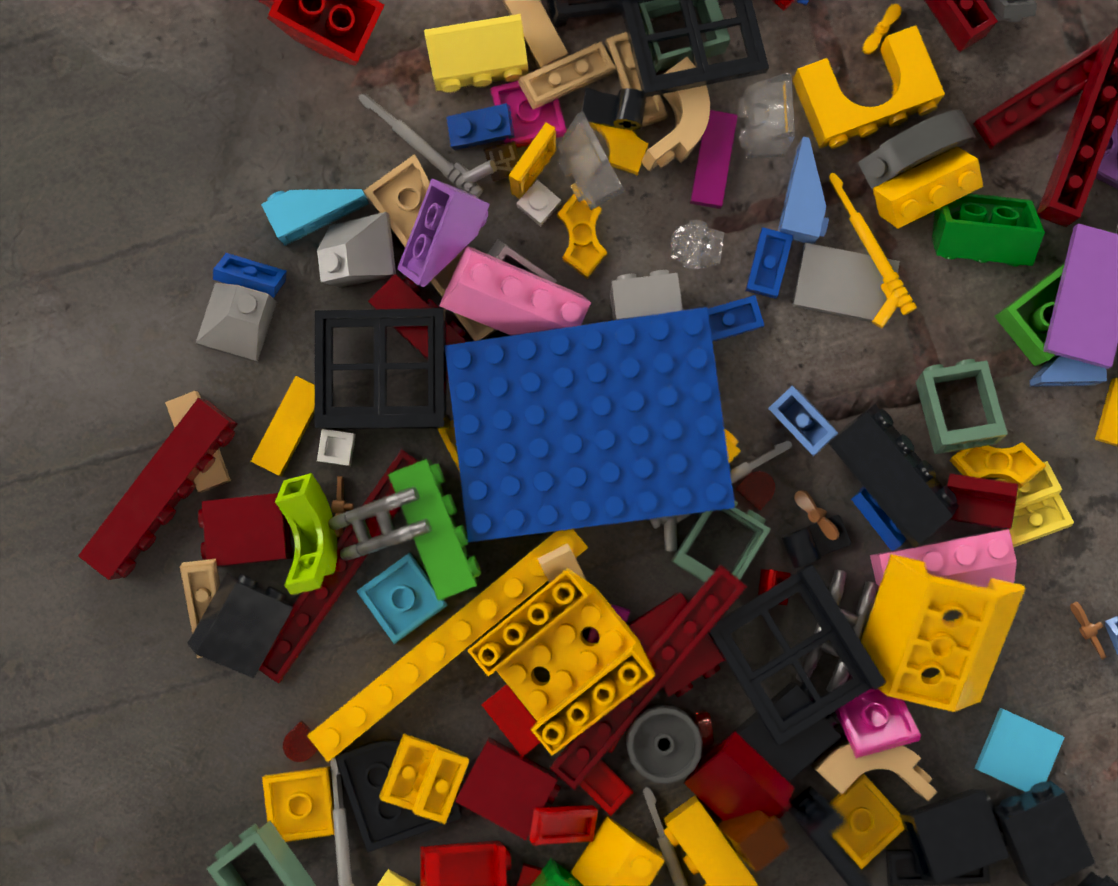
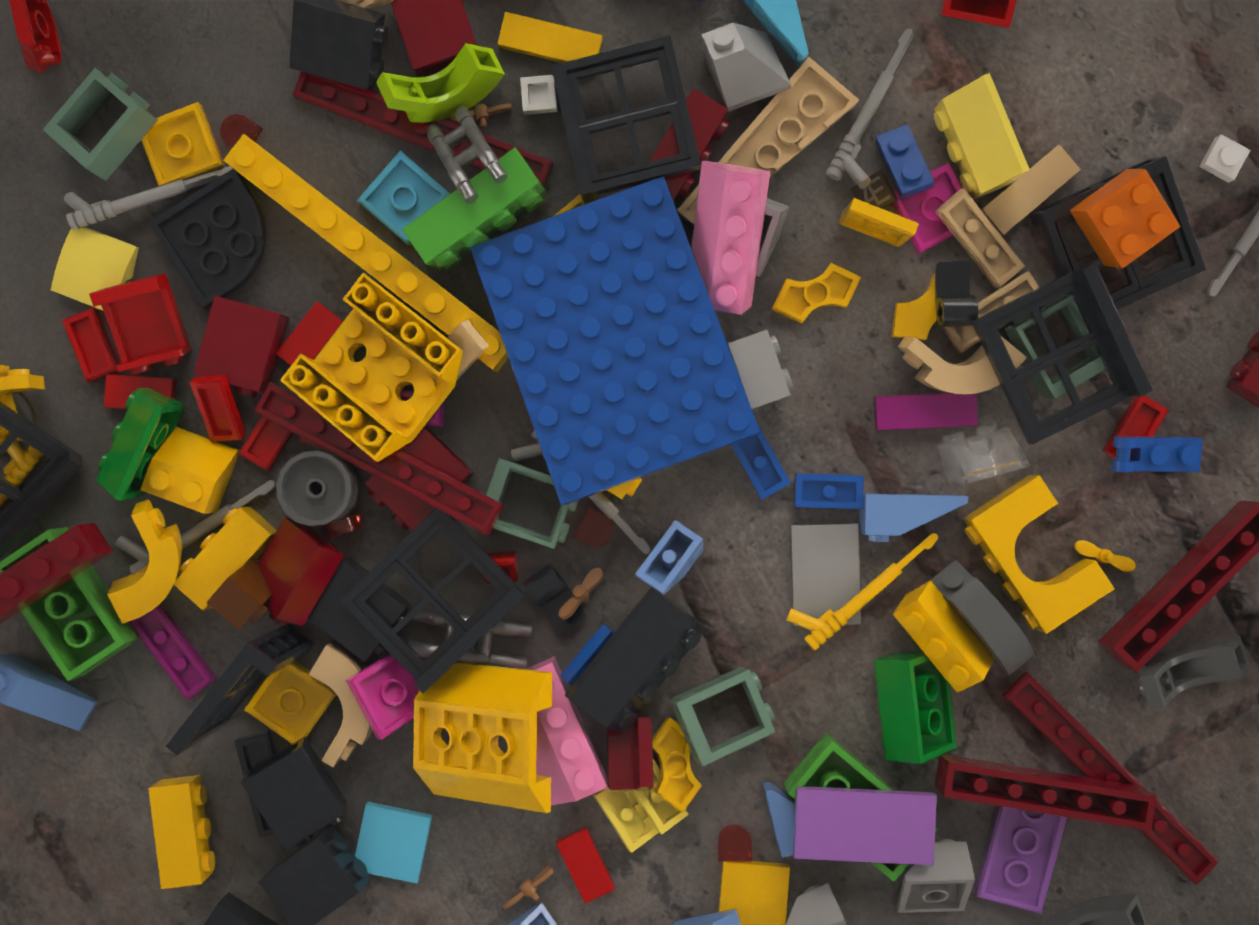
camera: 75 degrees right, 5 degrees up
(424, 778) = (230, 260): yellow slope -> none
(441, 231) = (783, 145): medium lavender slope -> none
(539, 203) = (838, 241): white plate -> none
(587, 164) = (887, 281): clear slope -> none
(697, 245) = (828, 412): clear brick -> none
(1076, 570) = (585, 864): none -> red tile
(1083, 424) = (734, 844): none -> clear red tile

